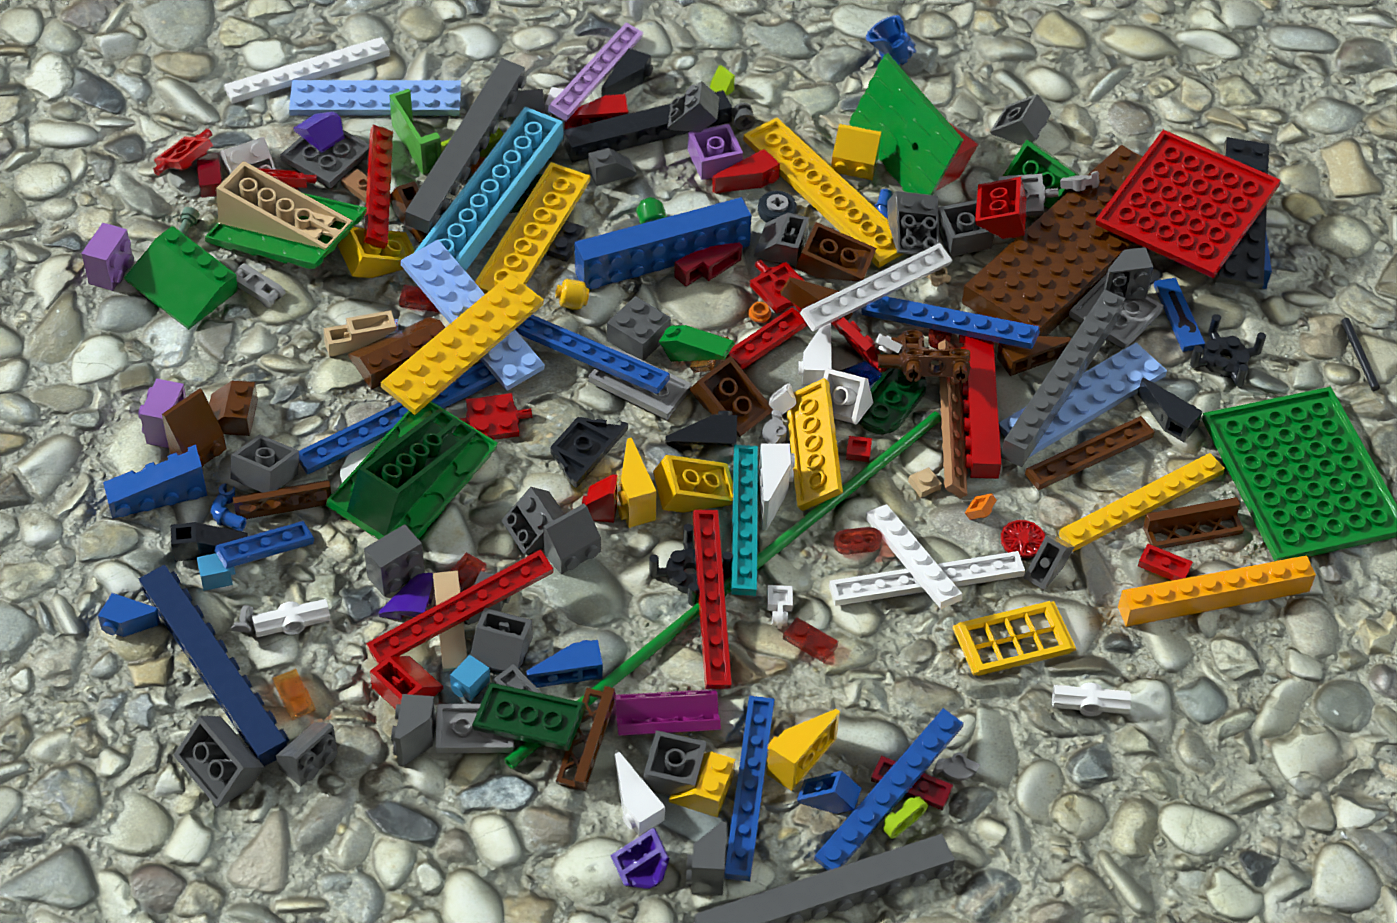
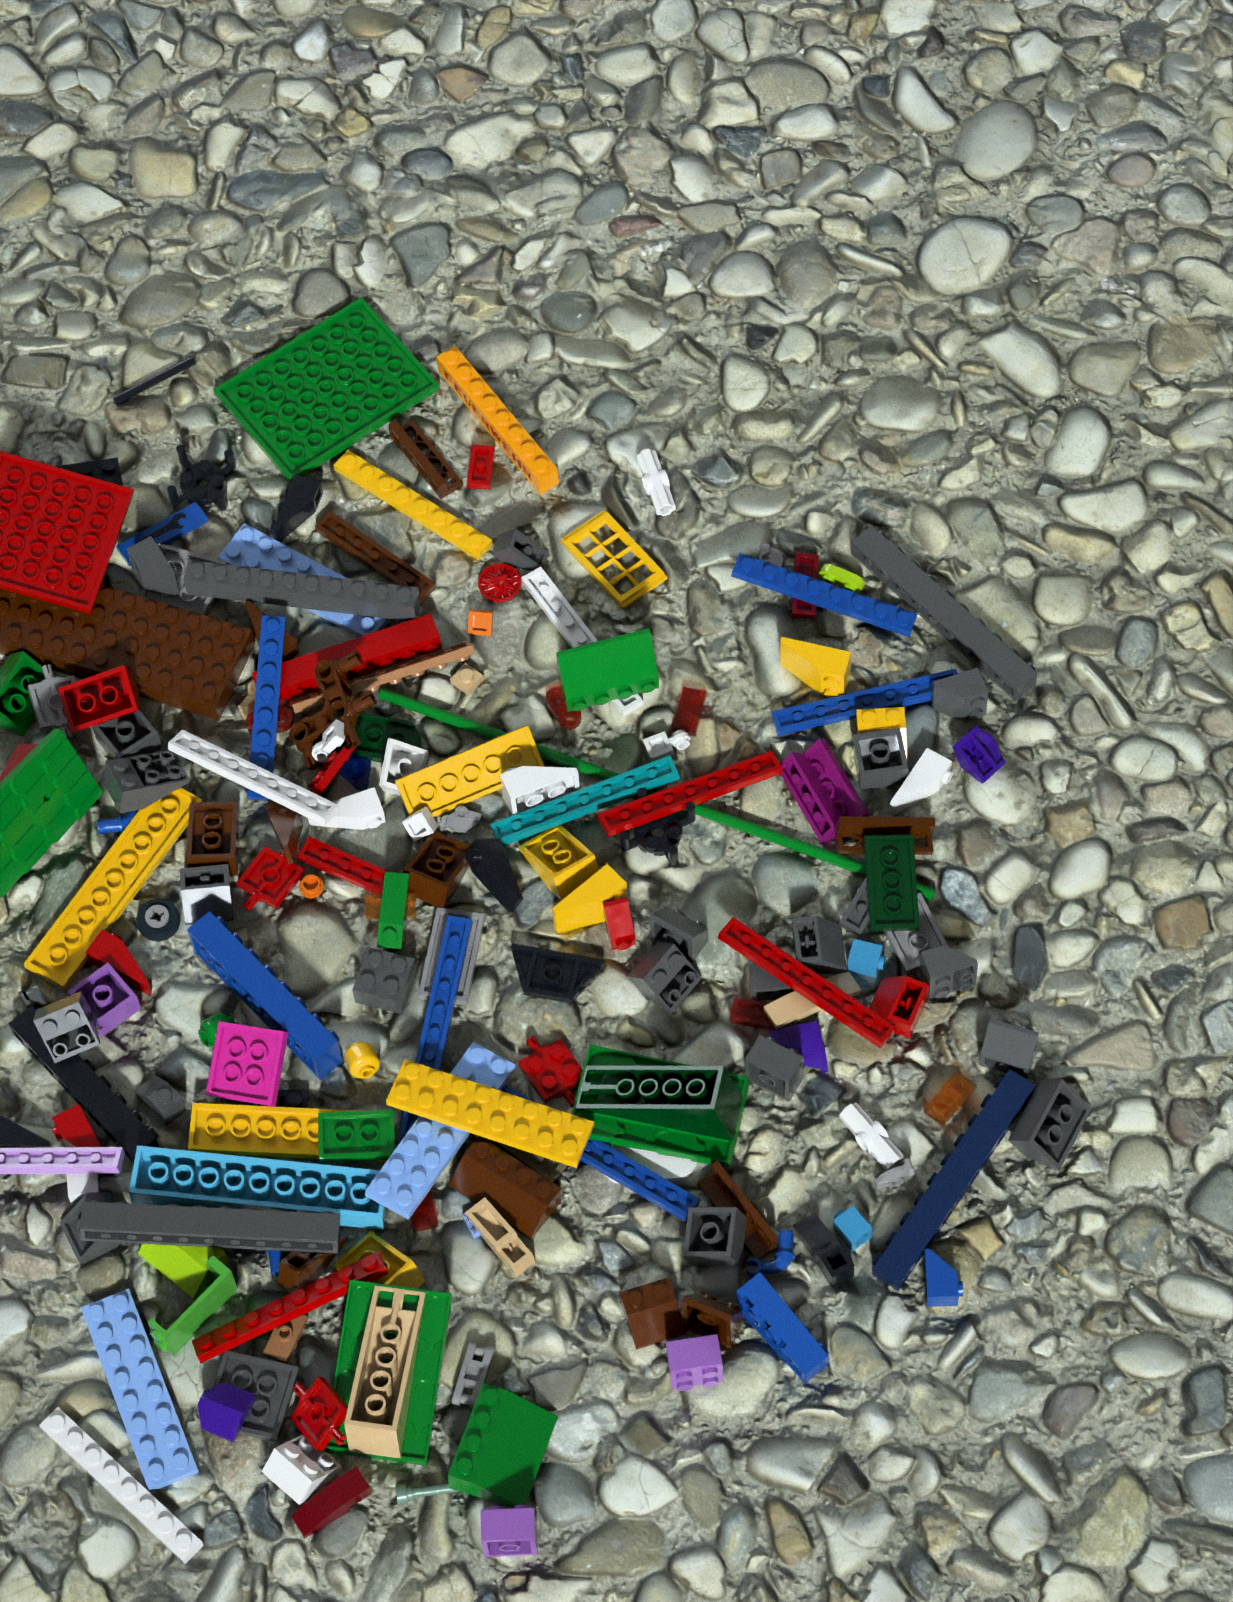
camera: 105 degrees left, 10 degrees up
(183, 152) = (316, 1541): red plate -> none
(264, 544) = (805, 1194): blue tile -> none
(499, 258) = (356, 1136): none -> green plate
(572, 664) = (809, 882): blue slope -> none
(603, 213) = (247, 1063): none -> dark pink plate
(707, 263) = (268, 953): dark red slope -> none
(830, 792) = (846, 636): blue slope -> none
(856, 151) = (57, 866): yellow slope -> none
(858, 448) = (453, 741): red plate -> none
(862, 563) = (607, 670): none -> green slope
(914, 557) = (583, 633): white plate -> none
(1079, 182) = (34, 643): light grey piece -> none

